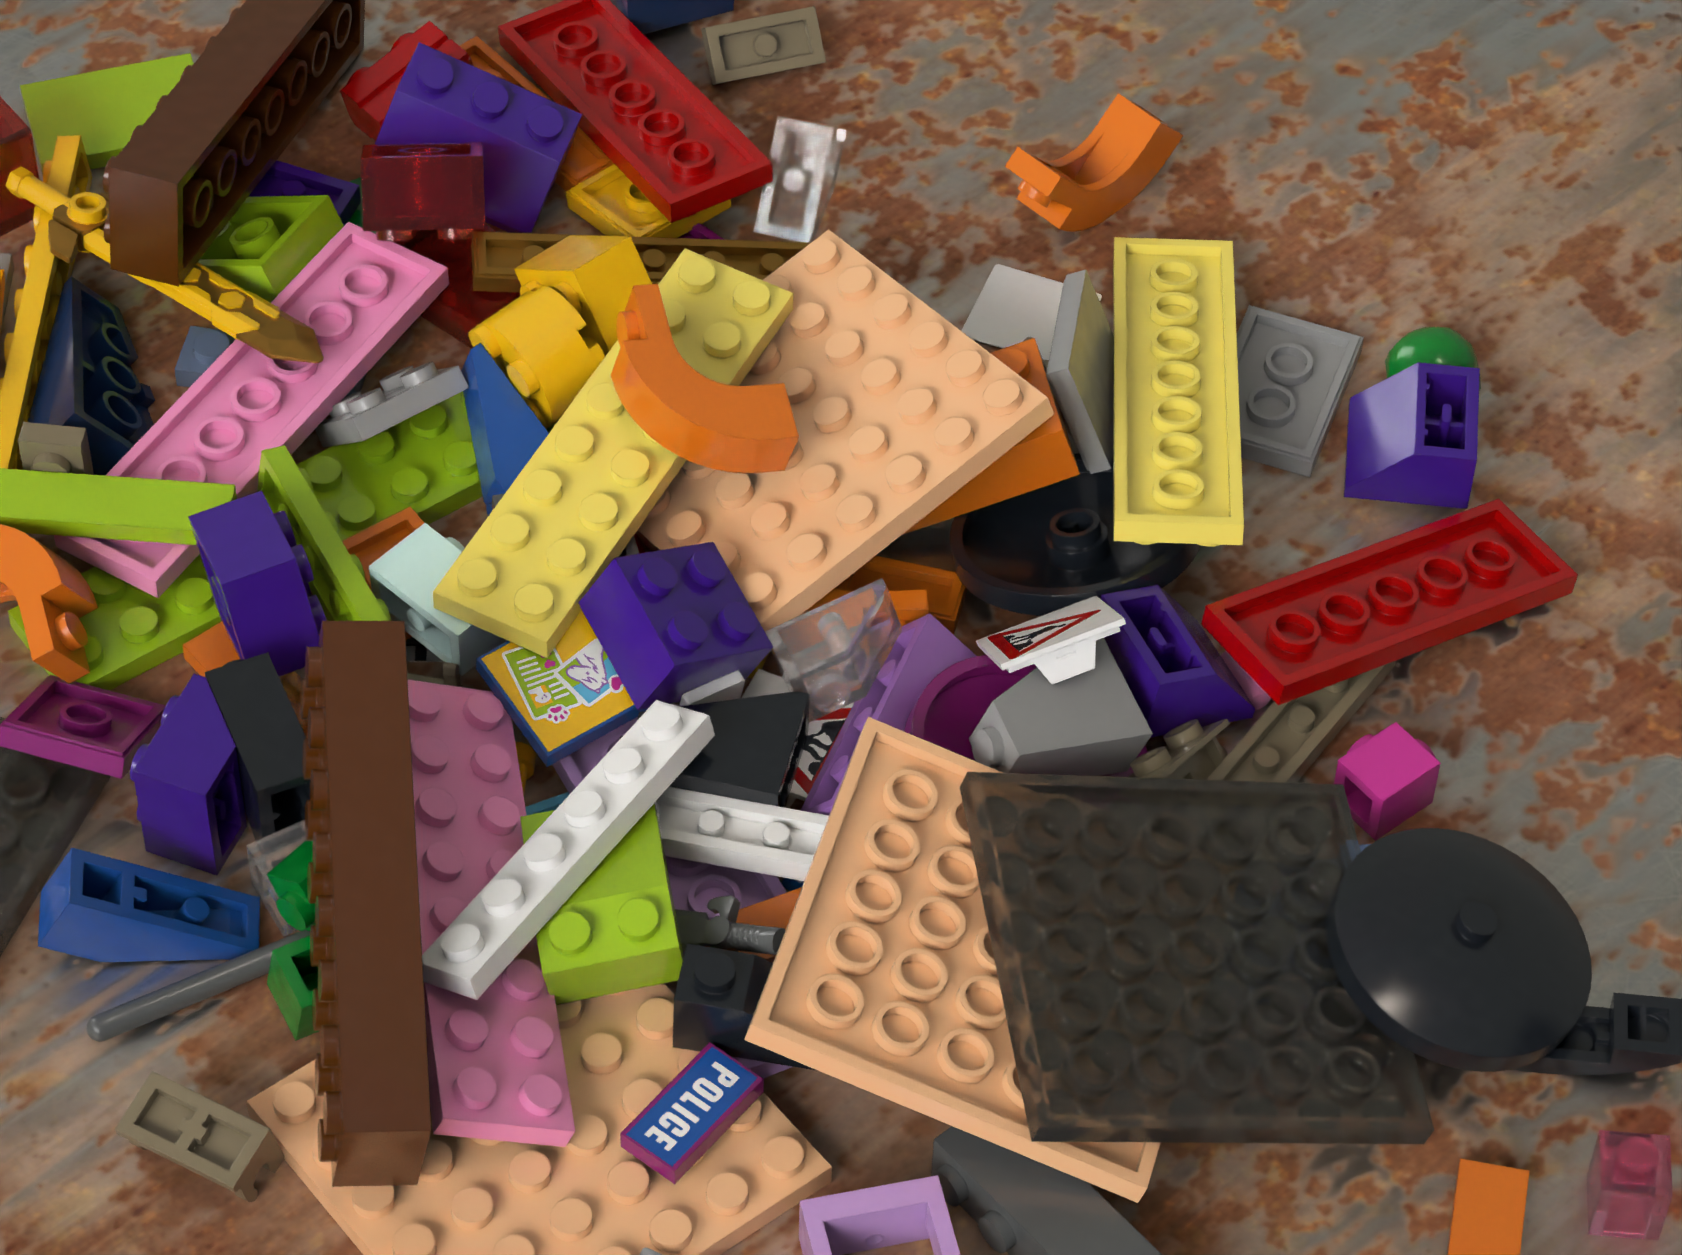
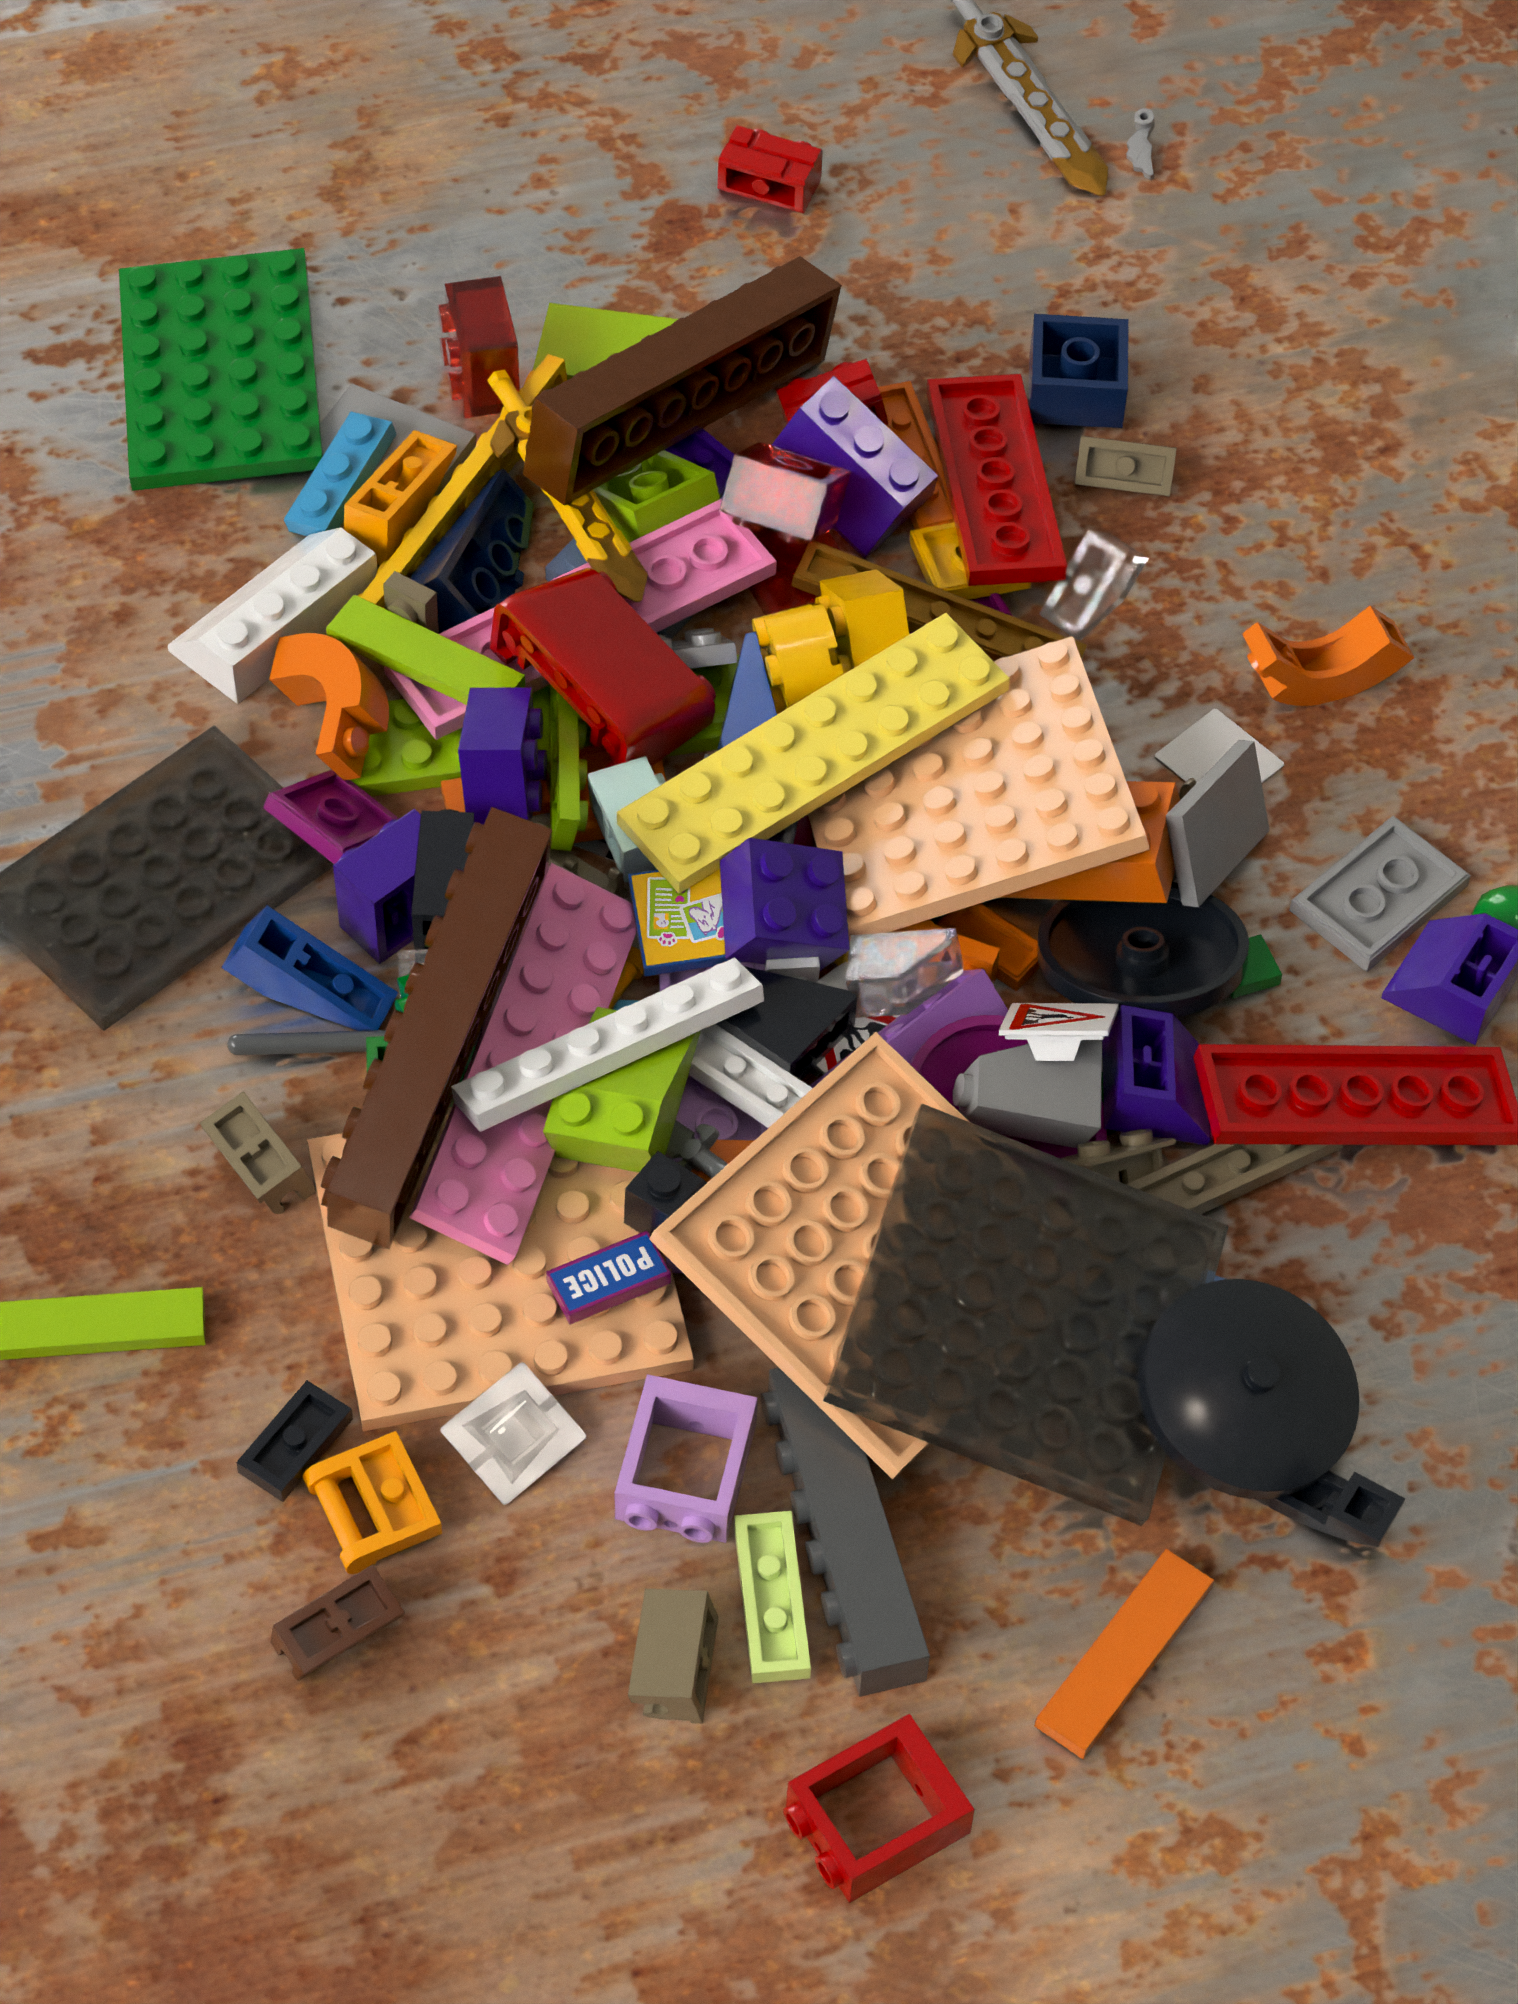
camera: 25 degrees right, 5 degrees up
(323, 438) = (605, 665): none -> red windscreen
(688, 413) = (869, 747): orange arch -> none
(1176, 393) = (1279, 864): light yellow plate -> none
(1387, 779) = (1278, 1234): dark pink brick -> none
(1629, 1185) = (1281, 1622): clear pink brick -> none

